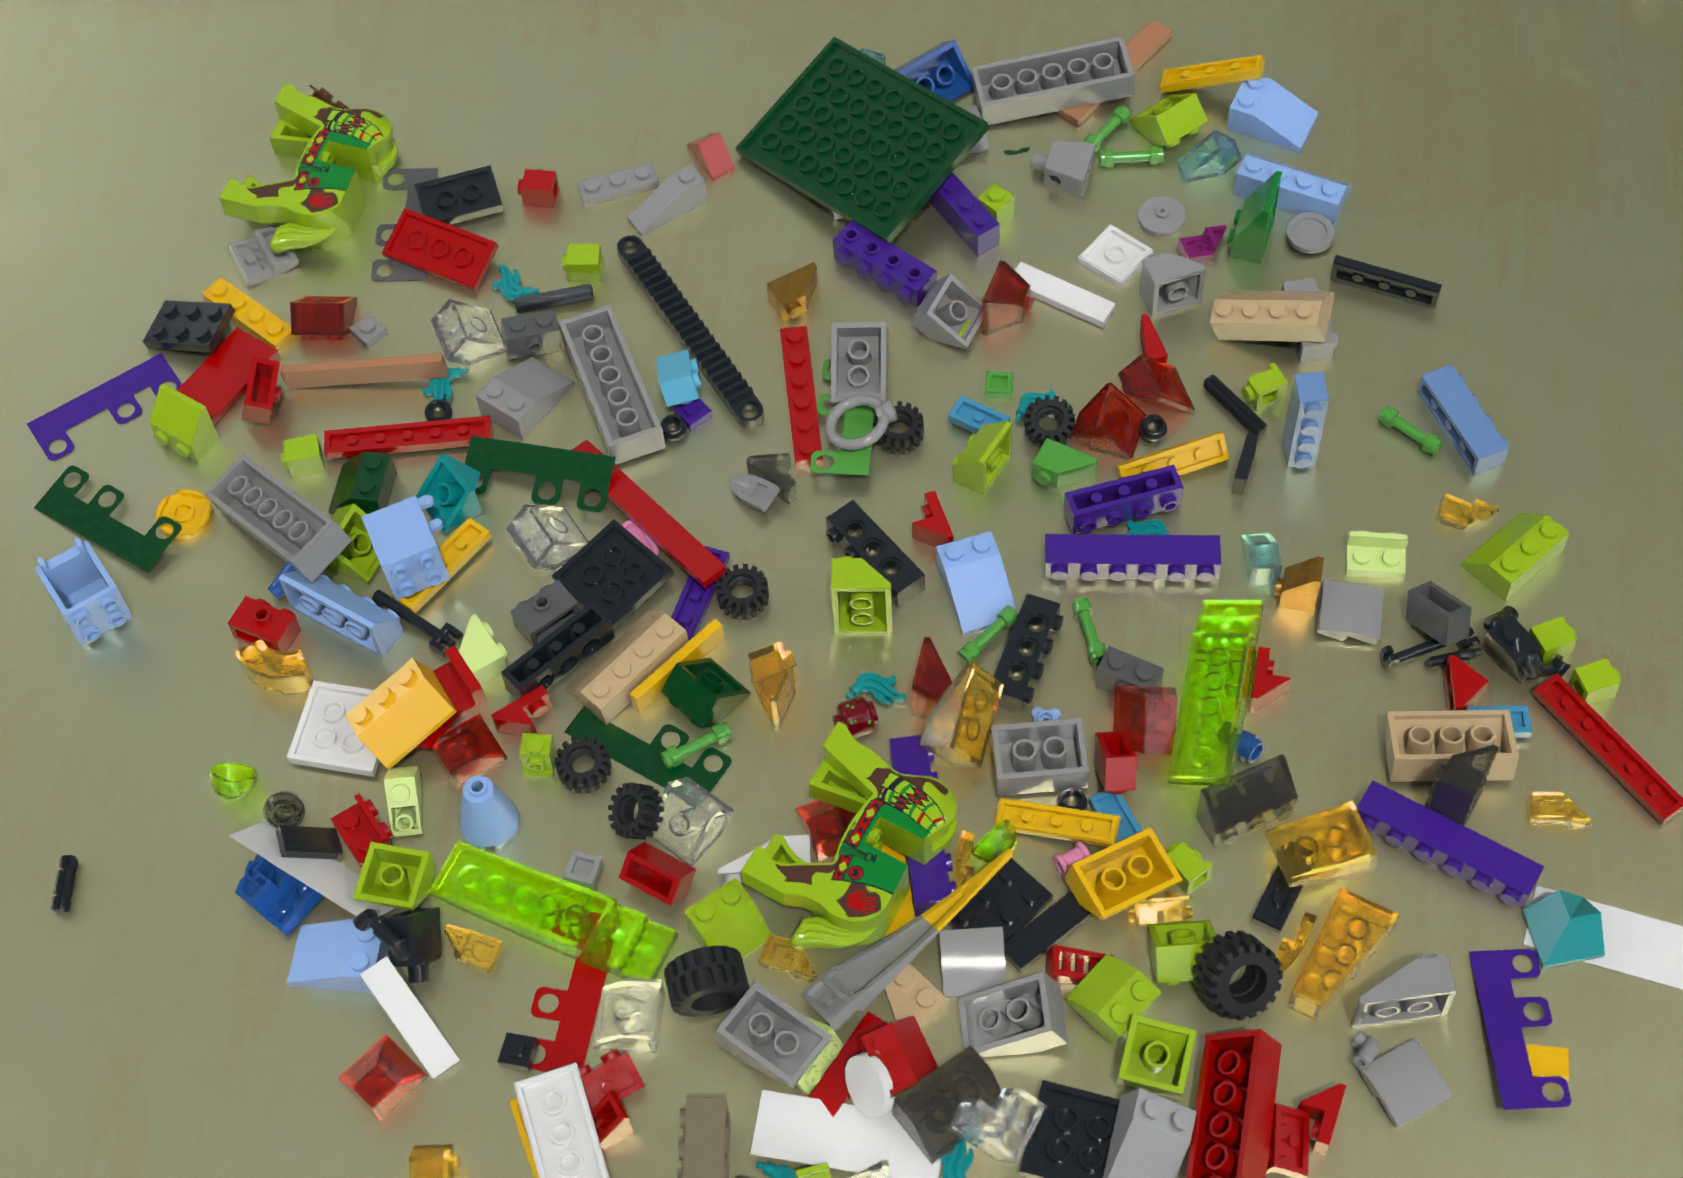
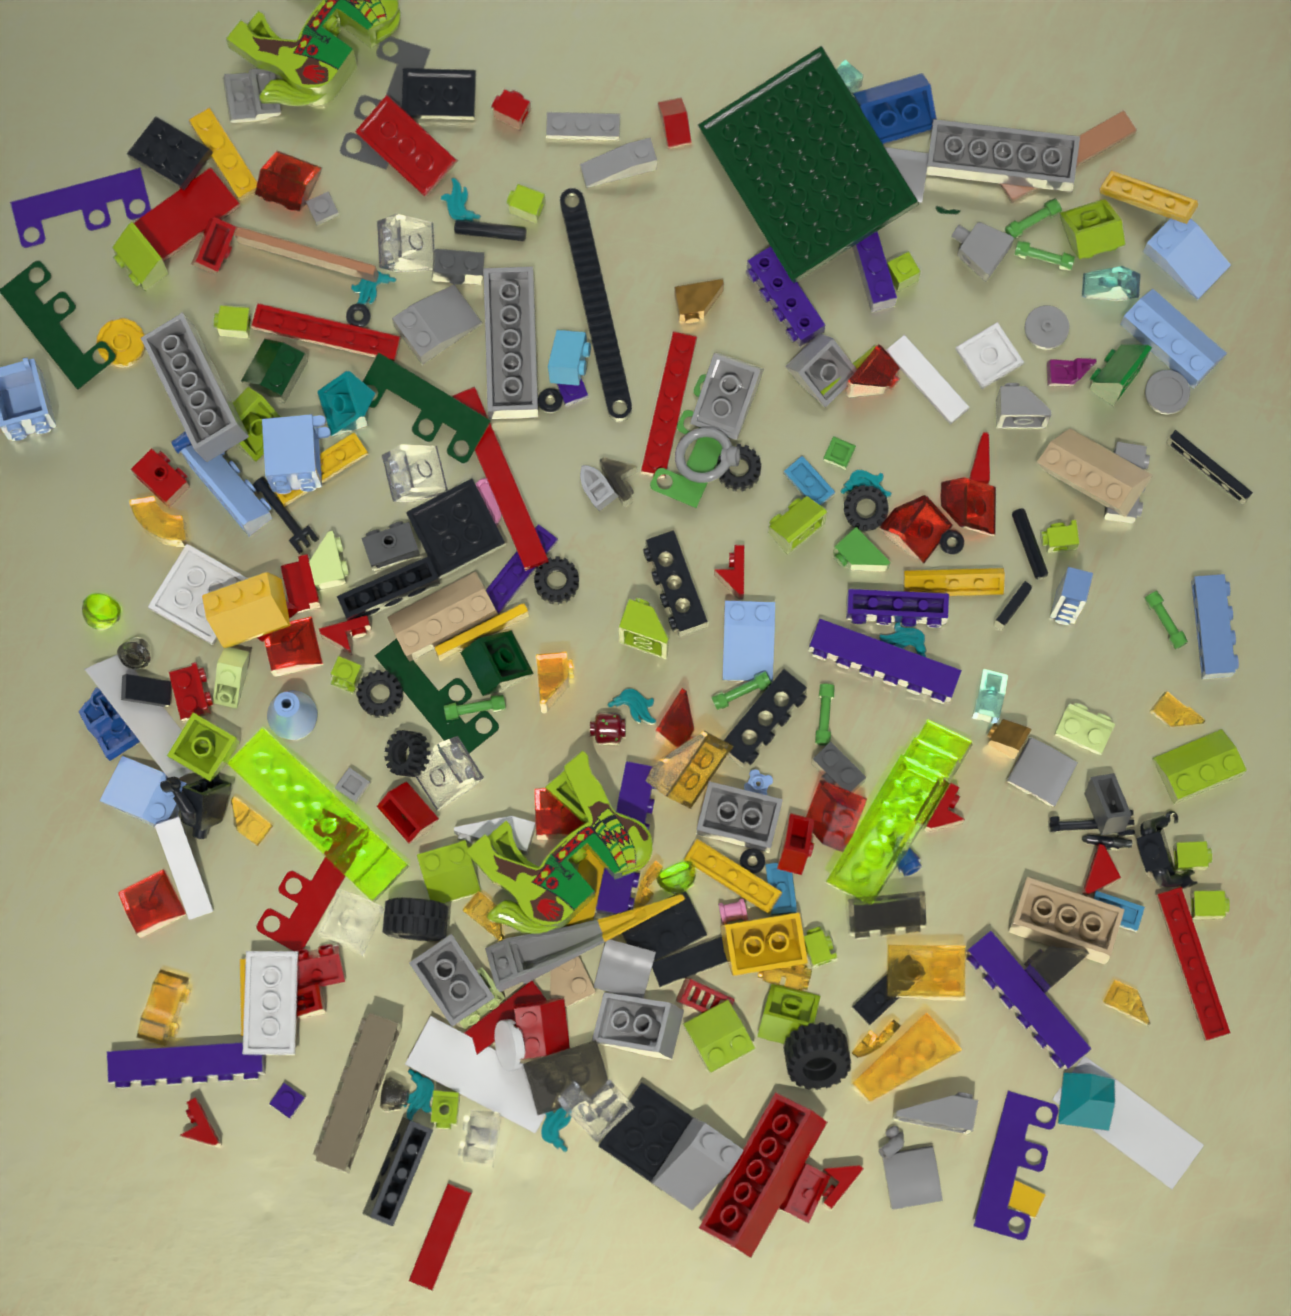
camera: 15 degrees right, 20 degrees up
(518, 1052) = (258, 919): black plate -> none
(1156, 1057) = (731, 1098): lime slope -> none

